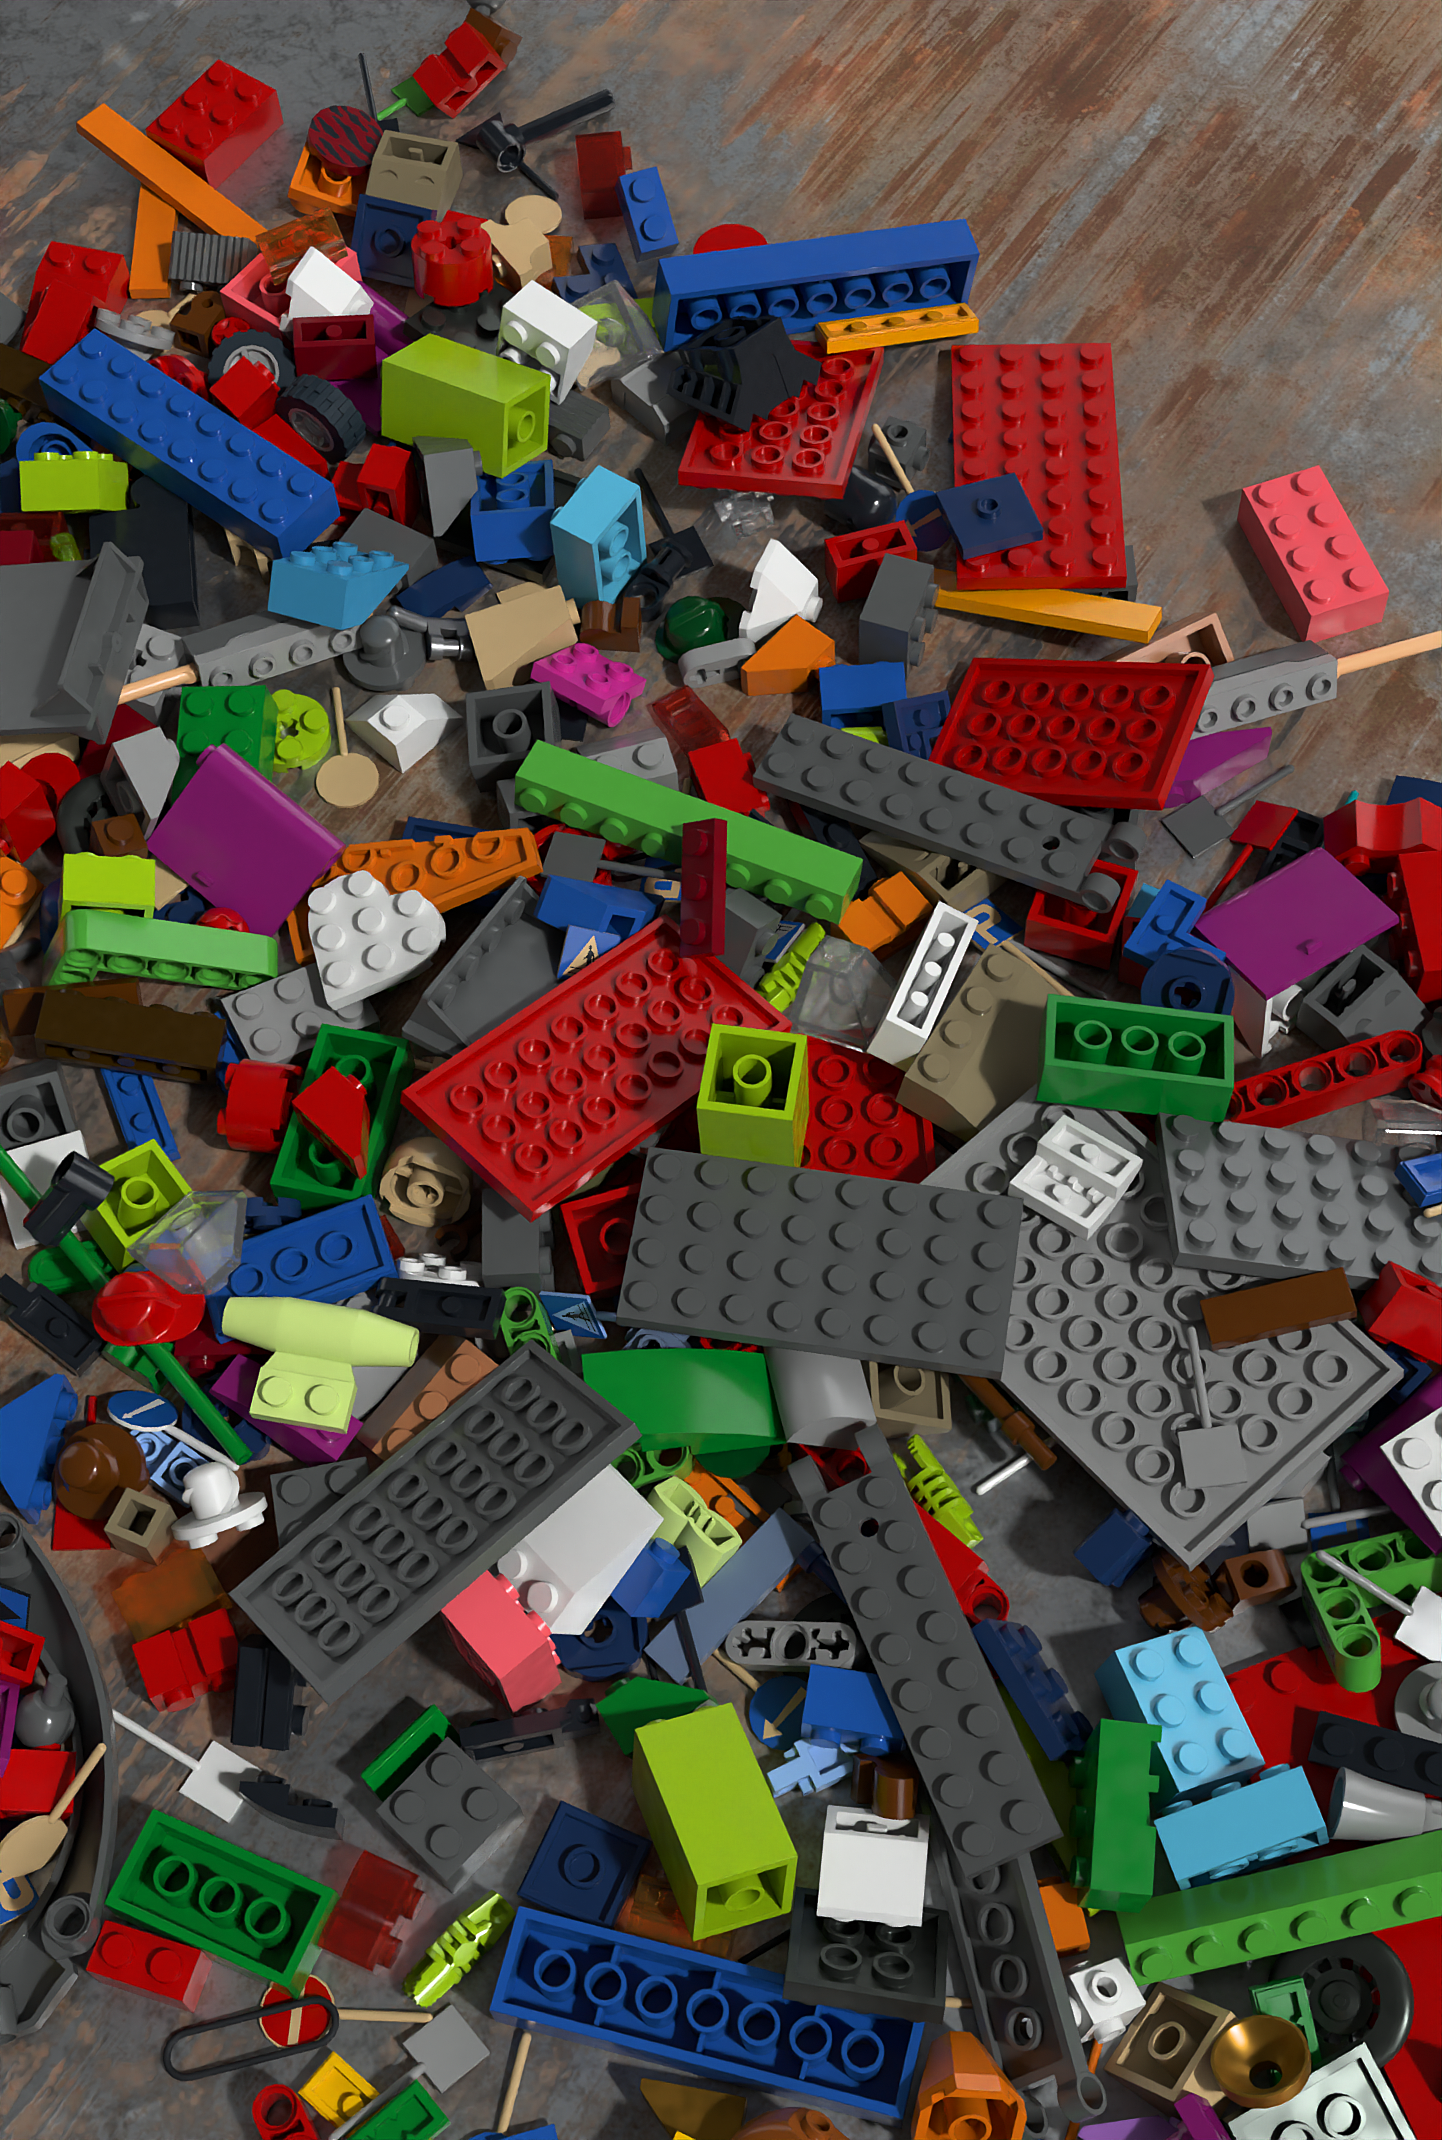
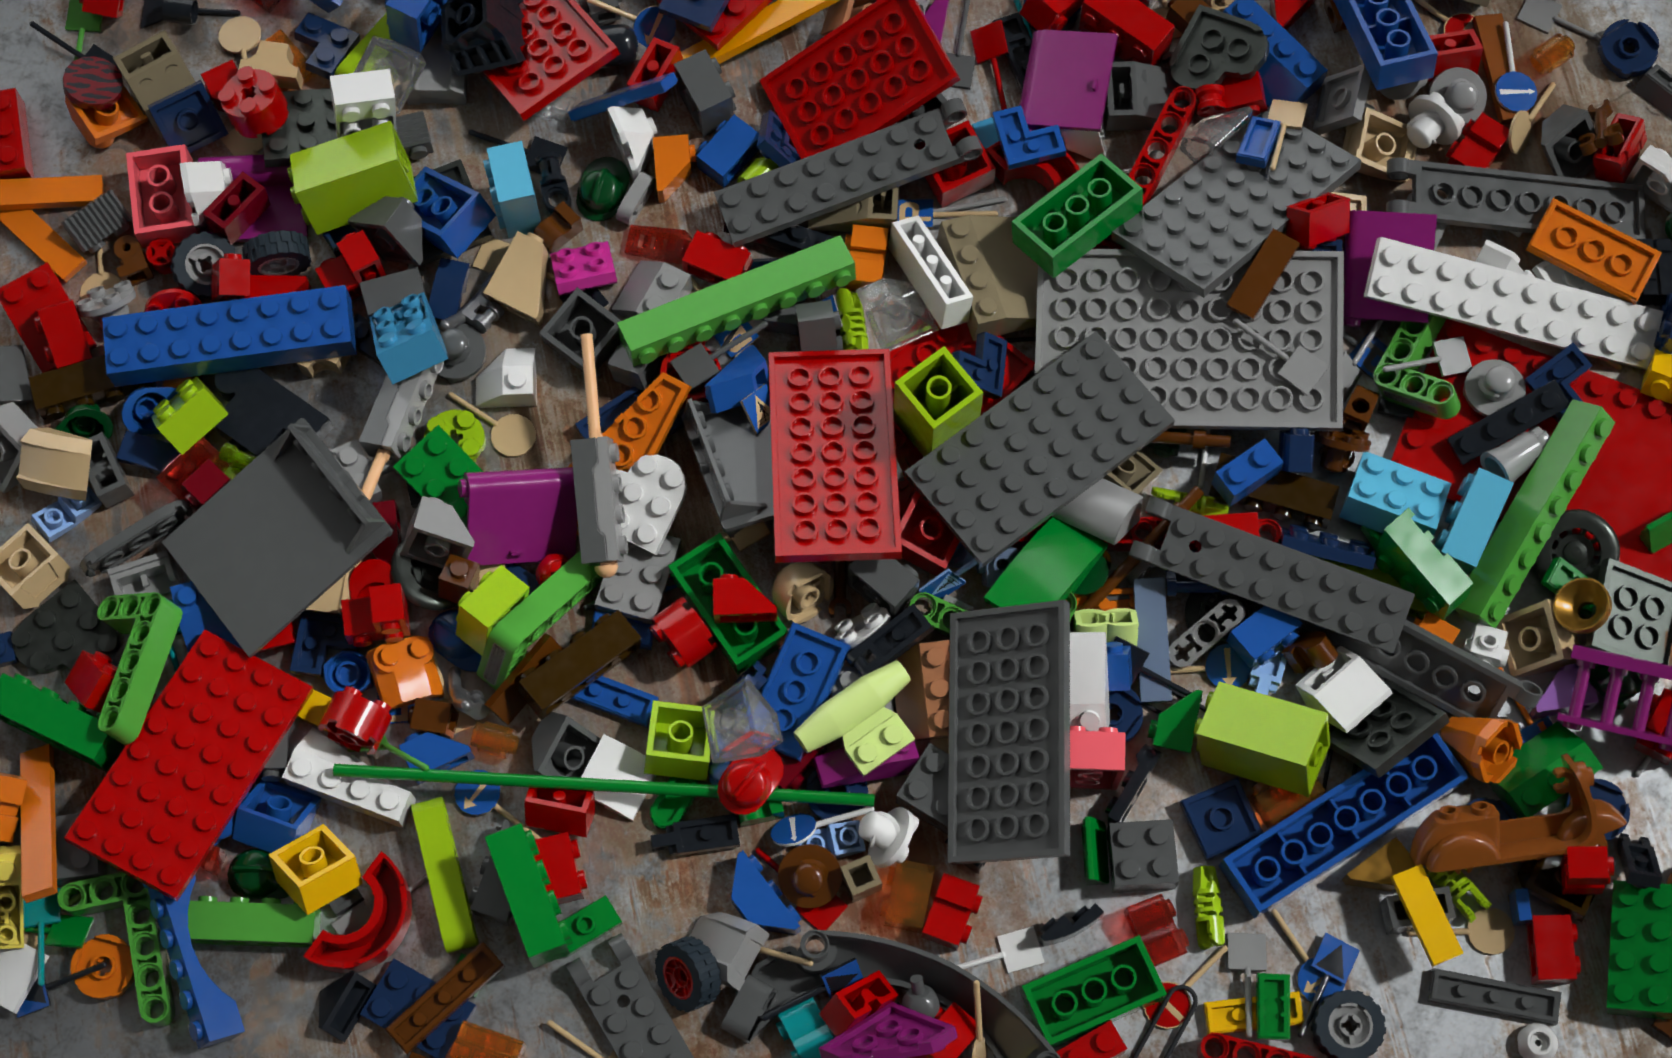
camera: 50 degrees left, 10 degrees up
(74, 1189) = (659, 757): black piece -> none
(267, 1698) = (1008, 889): black brick -> none
(288, 243) = (162, 167): clear orange brick -> none
(339, 874) = (597, 483): none -> piece
(703, 888) = (787, 321): dark red plate -> none
(785, 1487) = (1129, 563): none -> reddish brown bar
(808, 547) = (623, 96): none -> blue tile
(864, 1139) = (987, 365): none -> dark blue plate
(1028, 1512) = (1247, 472): none -> blue brick
(1055, 1583) = (1288, 497): none -> dark brown brick
(1075, 1177) = (1107, 298): white slope -> none
(1189, 965) = (1053, 148): dark blue plate -> none

